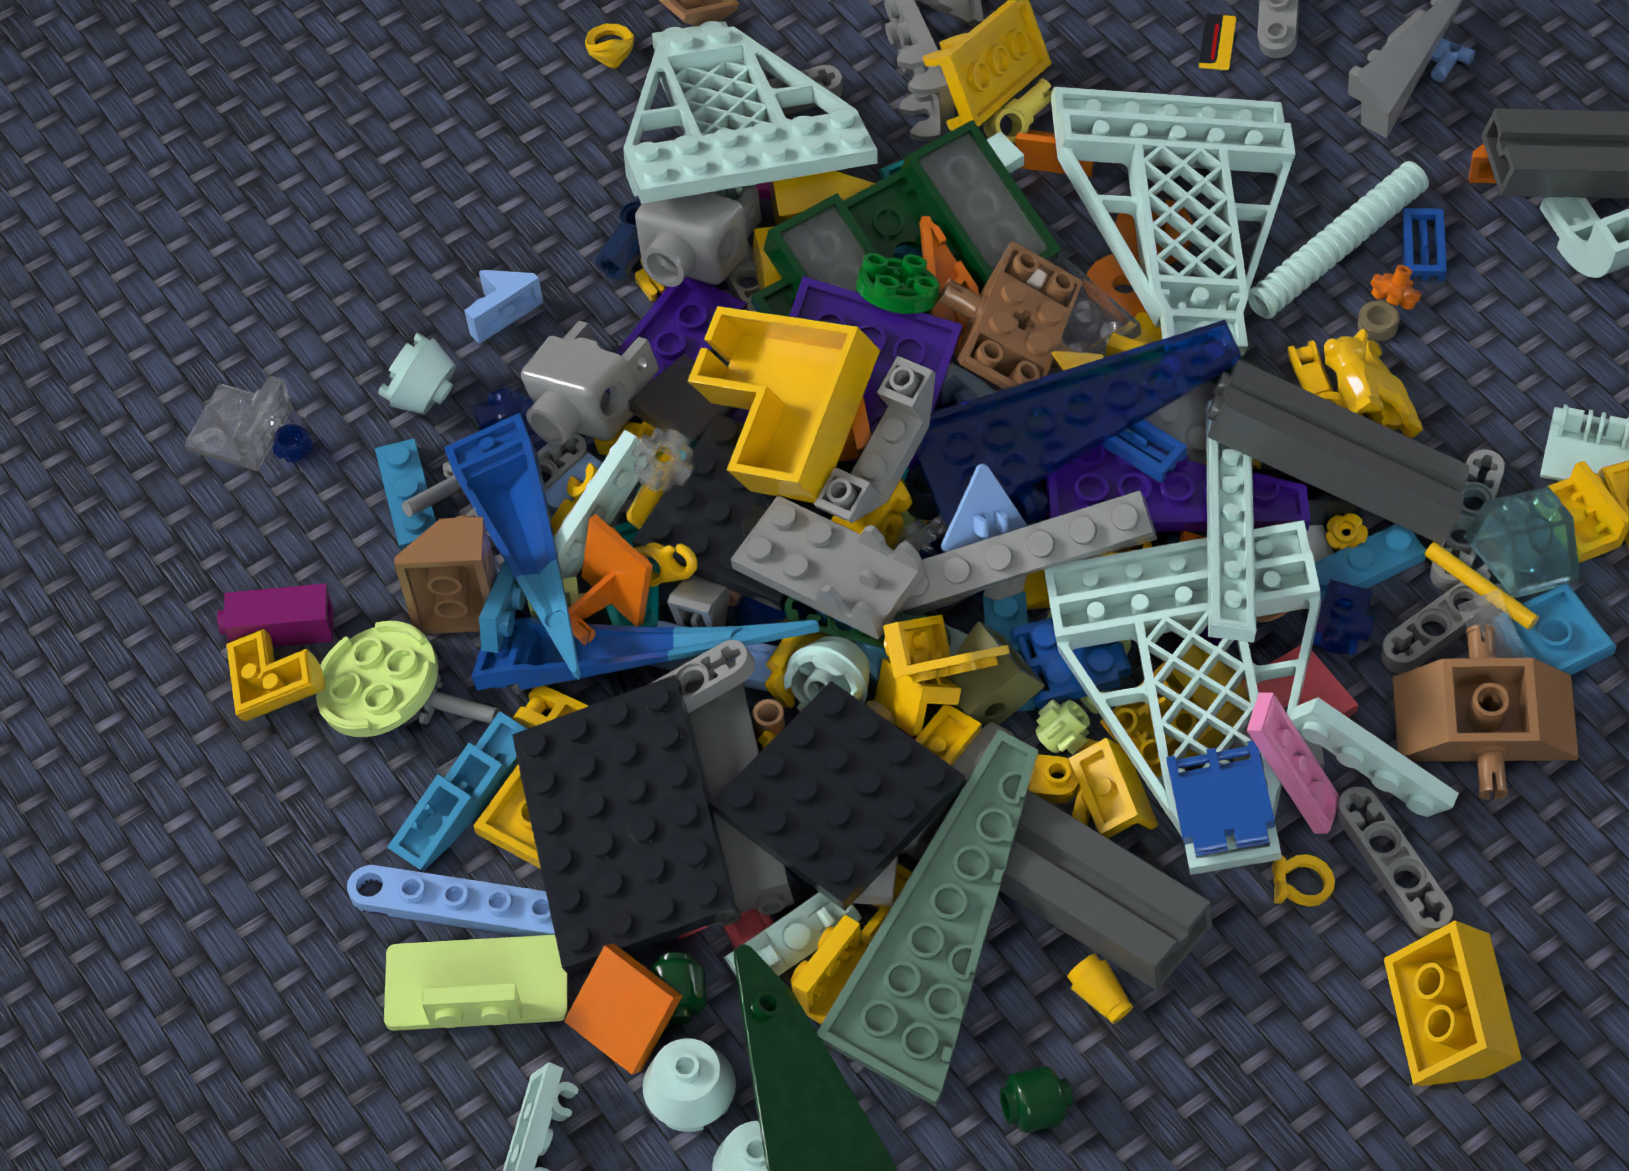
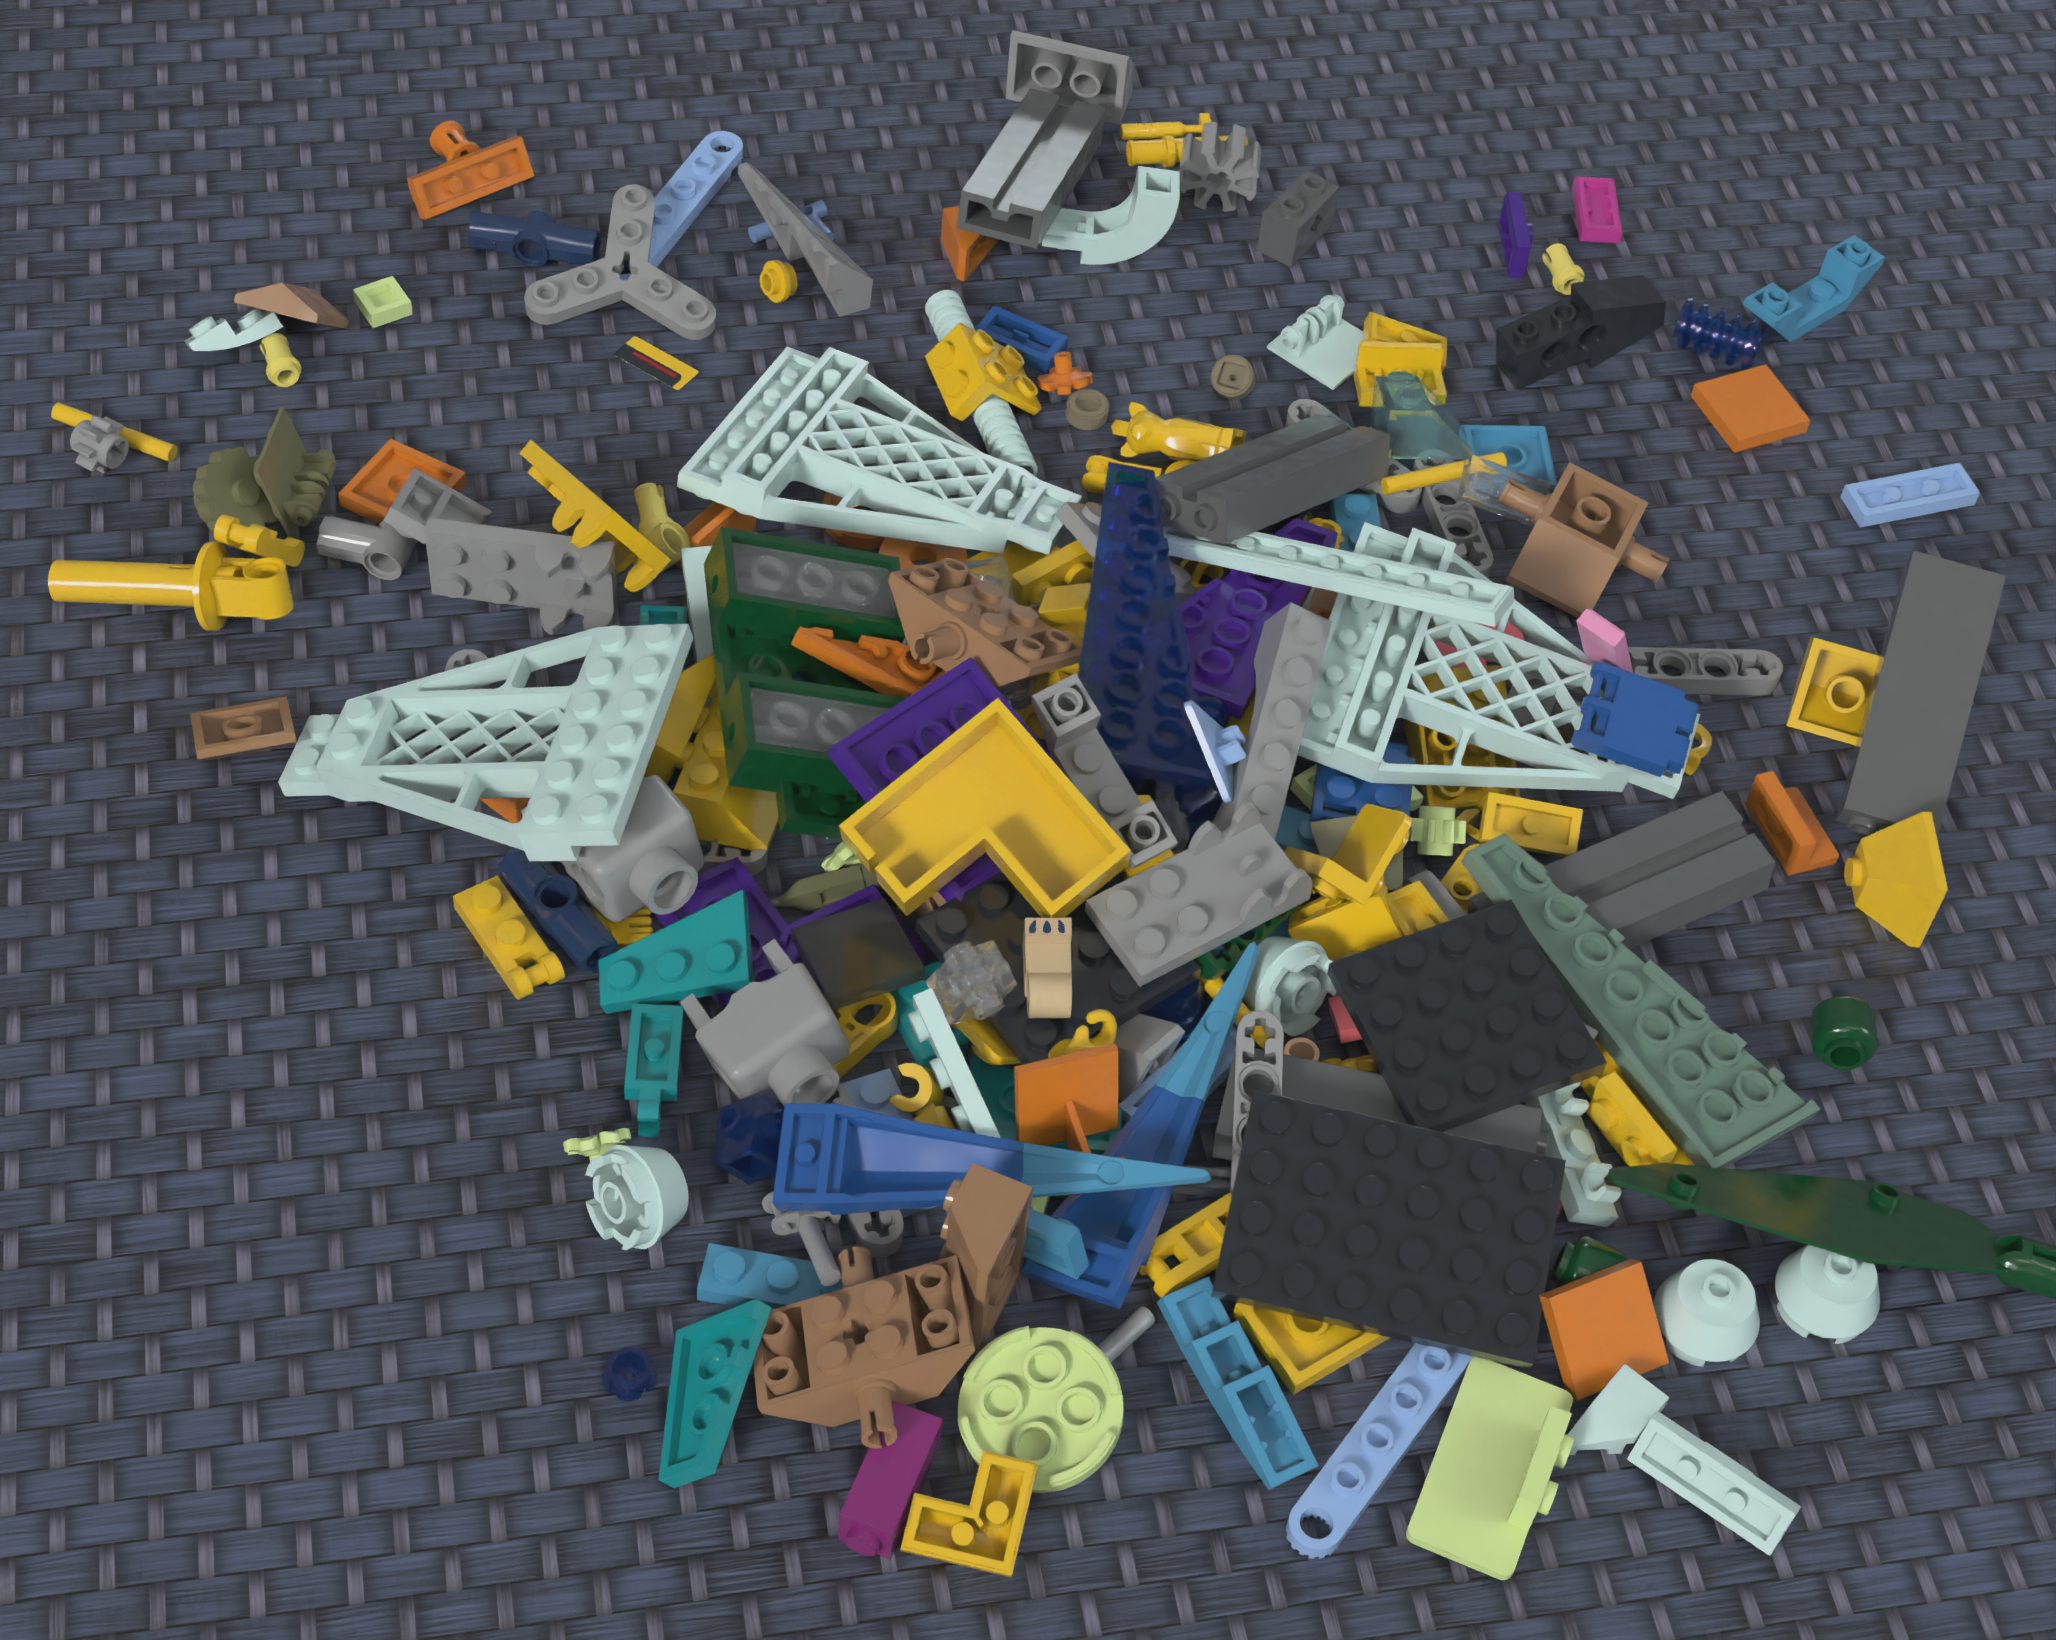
camera: 75 degrees left, 5 degrees down
(241, 424) = (567, 1415): clear bracket -> none
(288, 486) = (706, 1388): none -> teal wing
(349, 543) = (865, 1346): none -> medium nougat slope
(456, 343) = (596, 1144): none -> yellowish green plant
(505, 301) = (565, 1073): light blue slope -> none
(527, 339) = (653, 1061): none -> teal plate
(562, 1046) = (1618, 1413): none -> light aqua slope
(598, 220) = (507, 937): none -> yellow plate
(612, 51) = (266, 840): yellow piece -> none
(633, 310) = (695, 955): none -> teal wing
(700, 501) = (1047, 967): none -> tan leg
(897, 283) = (890, 679): green tile -> none
(1100, 988) = (1734, 933): yellow cone -> none
(1142, 455) = (1208, 604): blue tile -> none
(1233, 1090) = (1899, 877): none -> yellow slope
(1258, 995) = (1789, 825): none -> orange panel
(1350, 233) = (973, 367): none -> yellow bracket
(1352, 59) = (778, 280): none -> yellow plate
(1372, 757) = (1629, 610): light aqua plate -> none
(1435, 1027) = (1921, 693): none -> dark grey brick
(1490, 399) = (1233, 377): none -> dark tan tile

